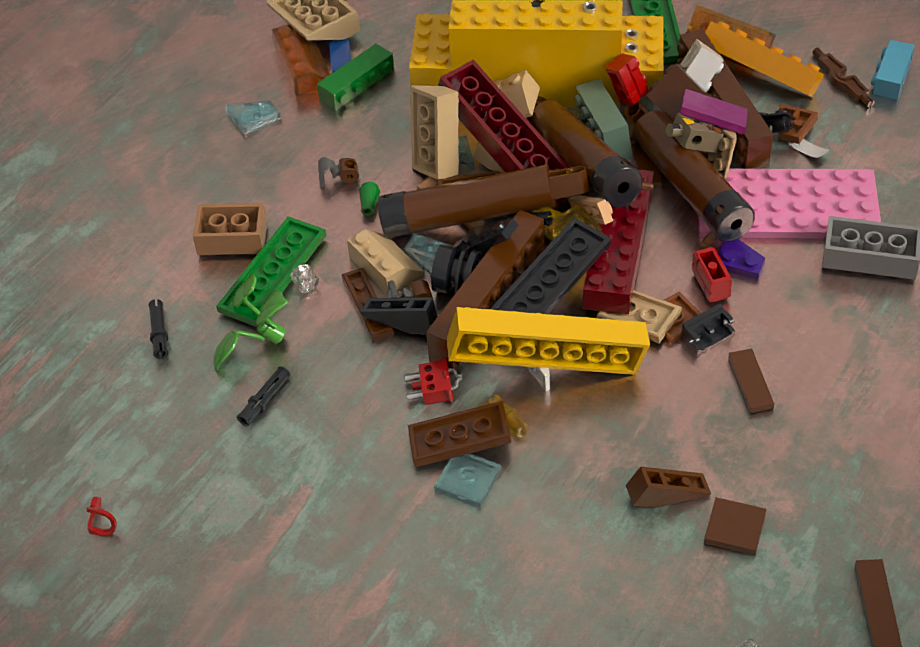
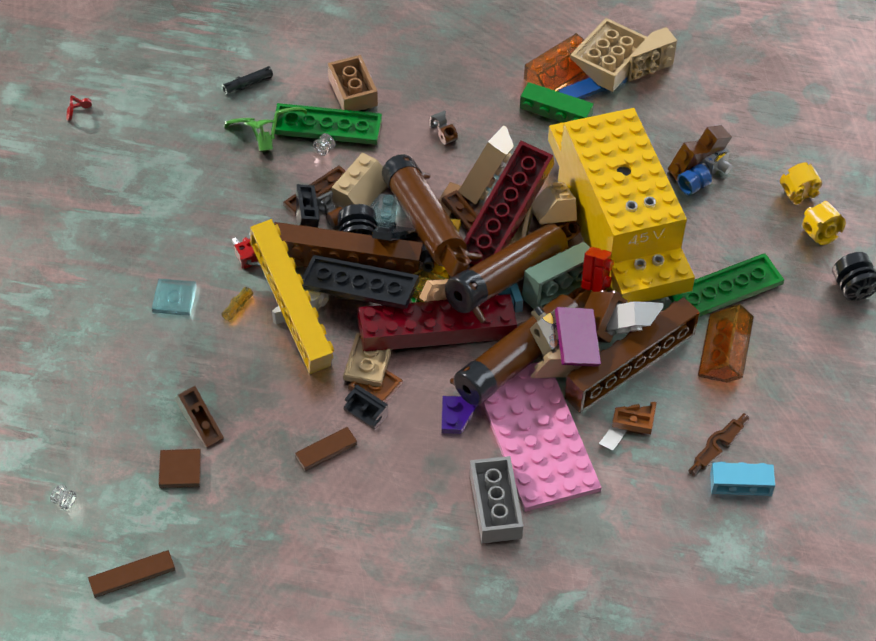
camera: 65 degrees right, 5 degrees up
(248, 413) = (206, 158): black pin -> none
(253, 115) = (487, 59): clear light blue wing -> none
(369, 195) = (425, 155): green cone -> none
(459, 434) = (206, 278): reddish brown tile -> none
(711, 274) = (420, 393): red brick -> none
(763, 59) = (700, 372): light orange brick -> none
(779, 120) = (623, 398): black hinge -> none

